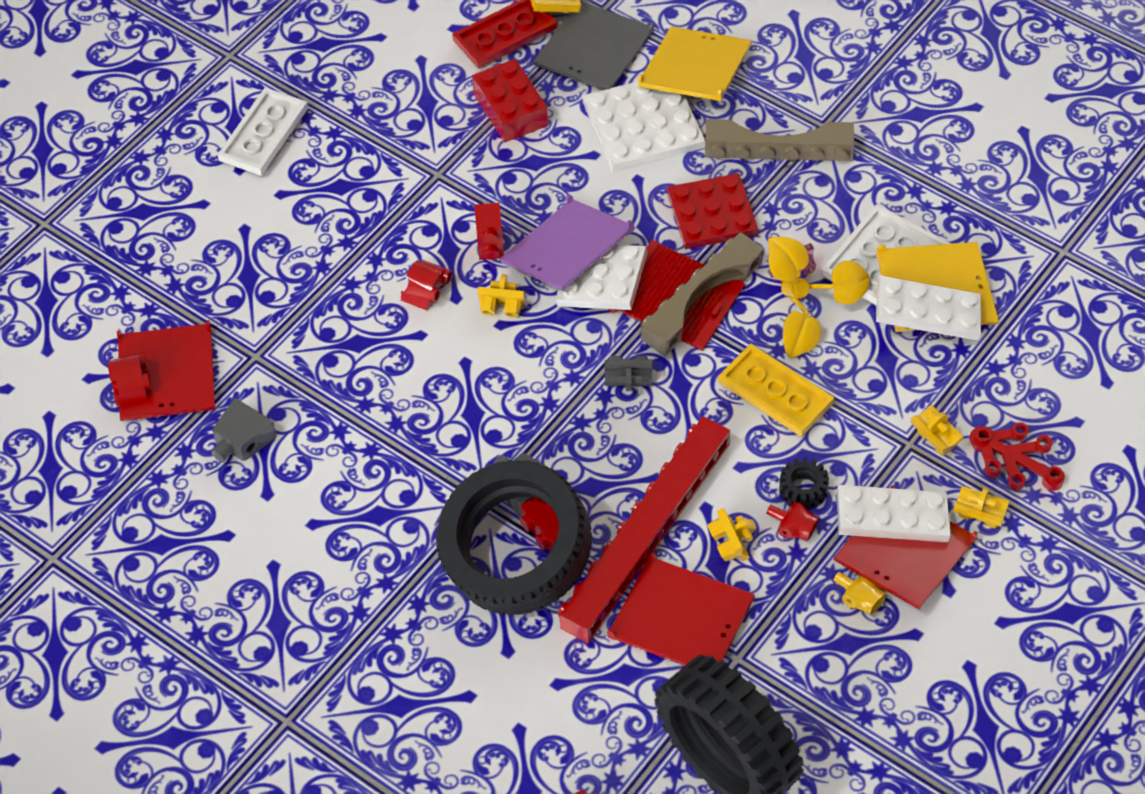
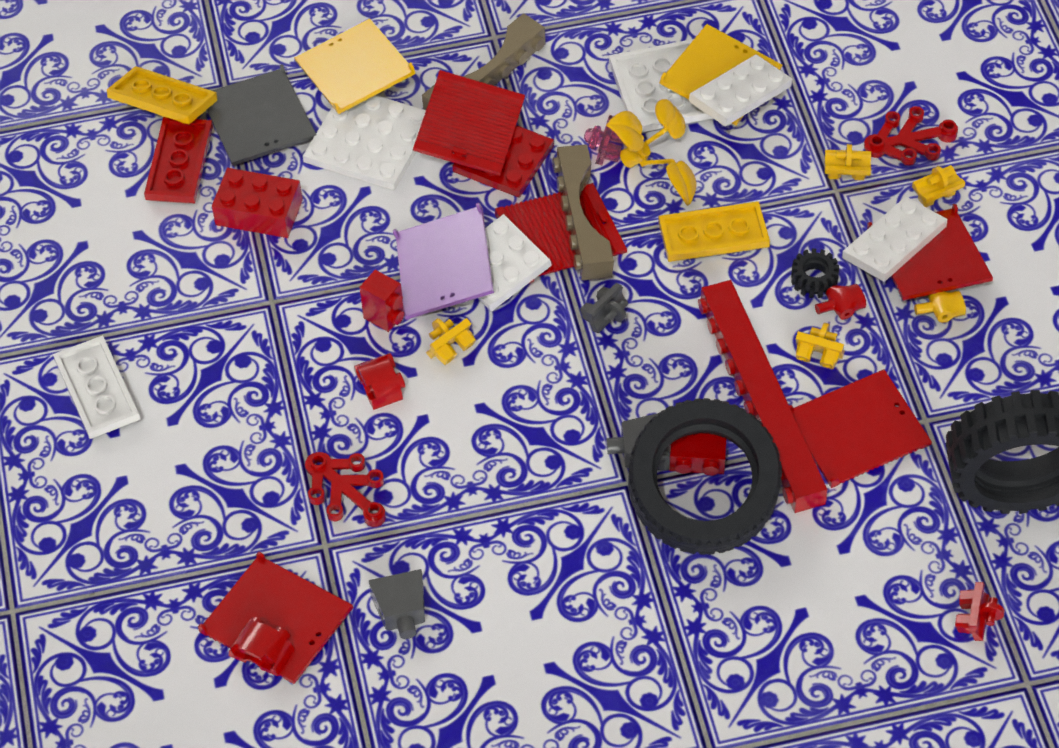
camera: 50 degrees left, 0 degrees up
(311, 328) = (344, 484): none -> red plant
(709, 165) = (470, 122): none -> red door

